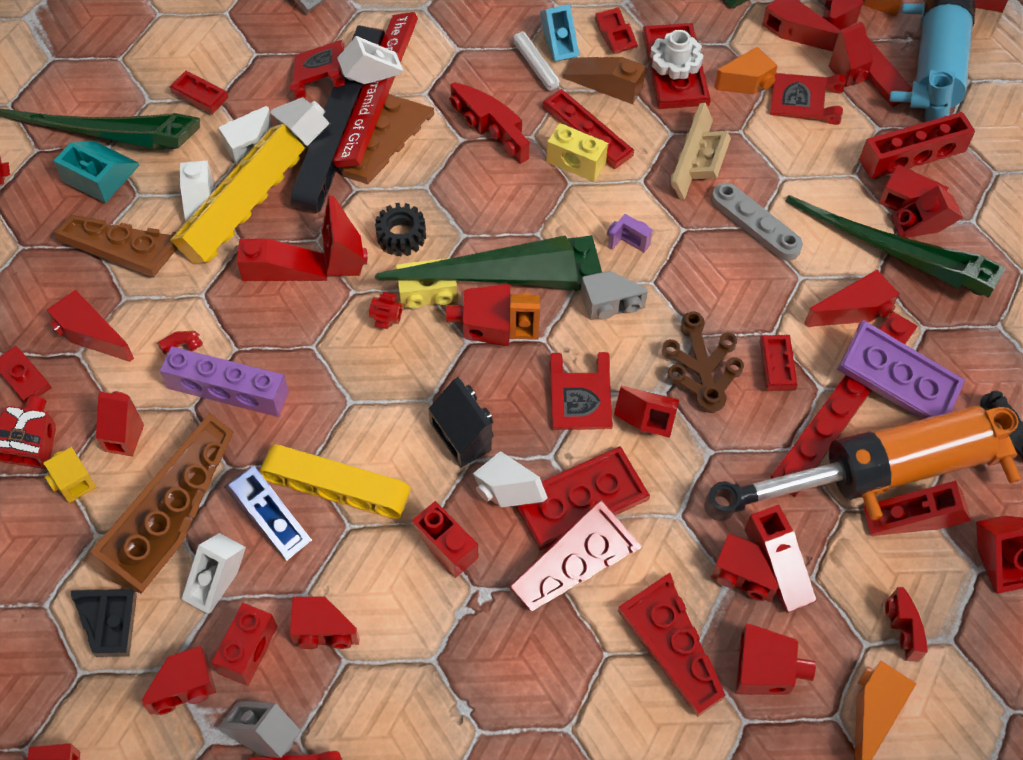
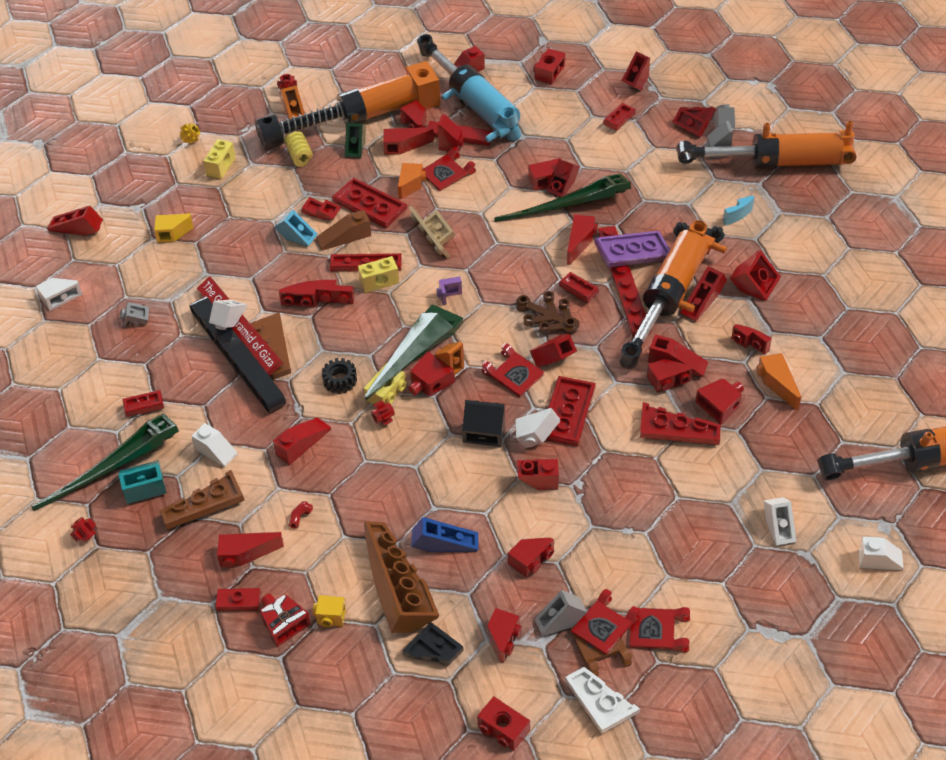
camera: 45 degrees left, 10 degrees down
(117, 423) = (326, 566): red slope -> none
(212, 572) = (456, 582): white slope -> none
(225, 381) = (349, 507): medium lavender brick -> none
(238, 194) = (238, 427): yellow brick -> none
(244, 133) = (201, 401): white slope -> none
(245, 644) = (510, 591): red brick -> none
(302, 119) = (225, 367): white slope -> none
(317, 65) = (193, 338): red flag -> none
(335, 481) = (459, 497): yellow beam -> none
(341, 242) = (320, 402): red slope -> none
(536, 61) = (300, 252): white axle -> none
(581, 551) = (598, 426): wing -> none
(611, 294) = (474, 320): light grey slope -> none
(676, 55) = (369, 195): white plant -> none
(757, 221) = (494, 239): light grey plate -> none
(916, 145) = (524, 151): red brick -> none

